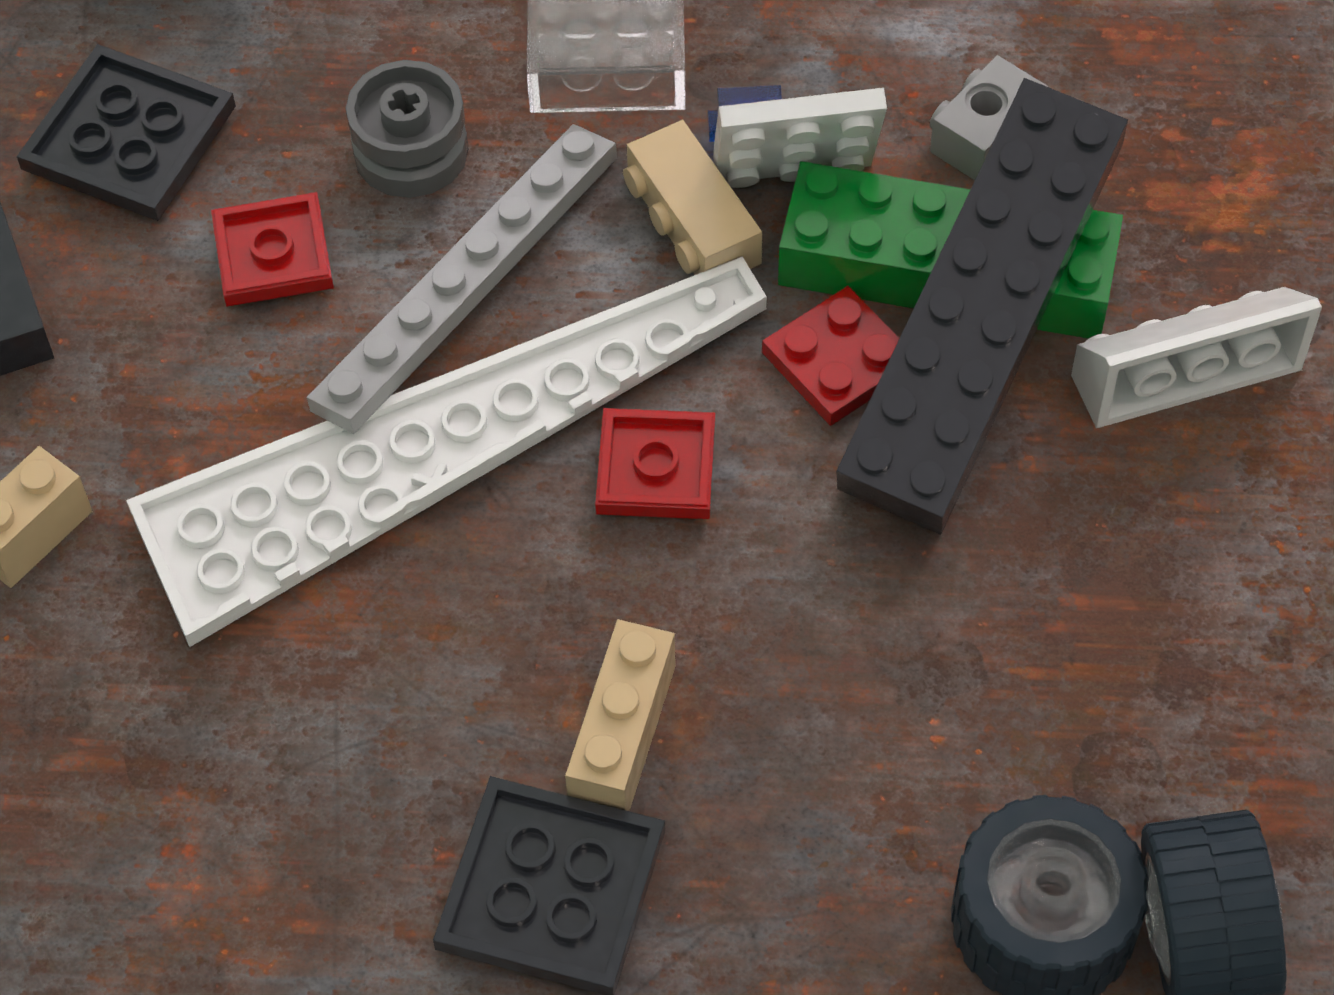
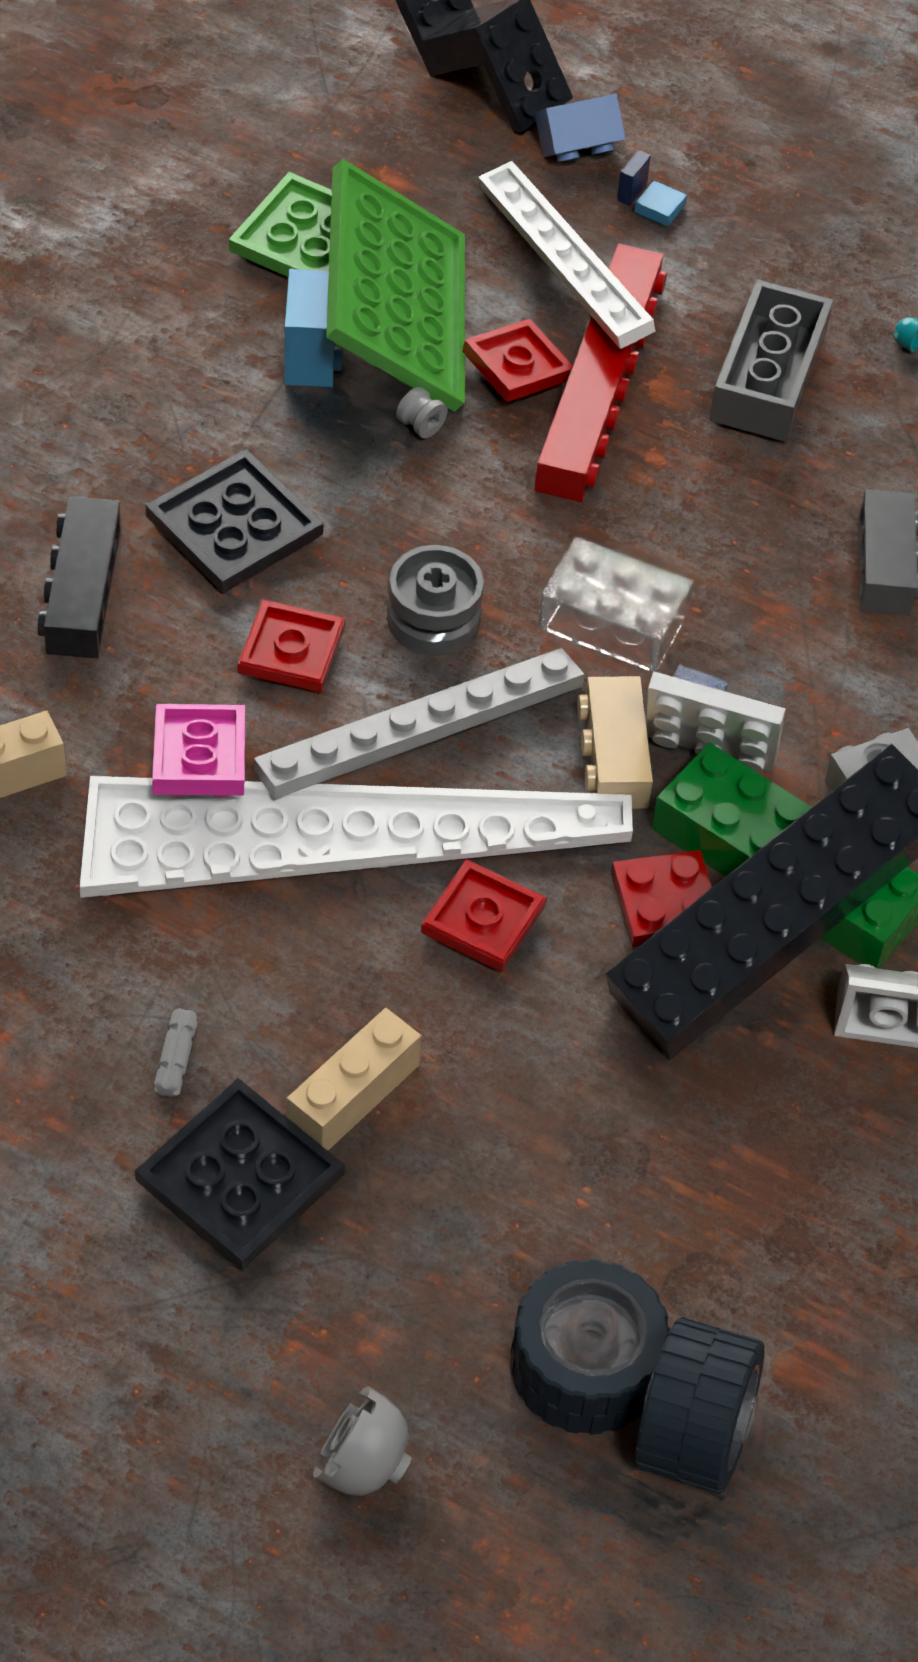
camera: 20 degrees right, 5 degrees down
(238, 415) = (199, 750): none -> plate
(399, 779) = (175, 1053): none -> light grey axle

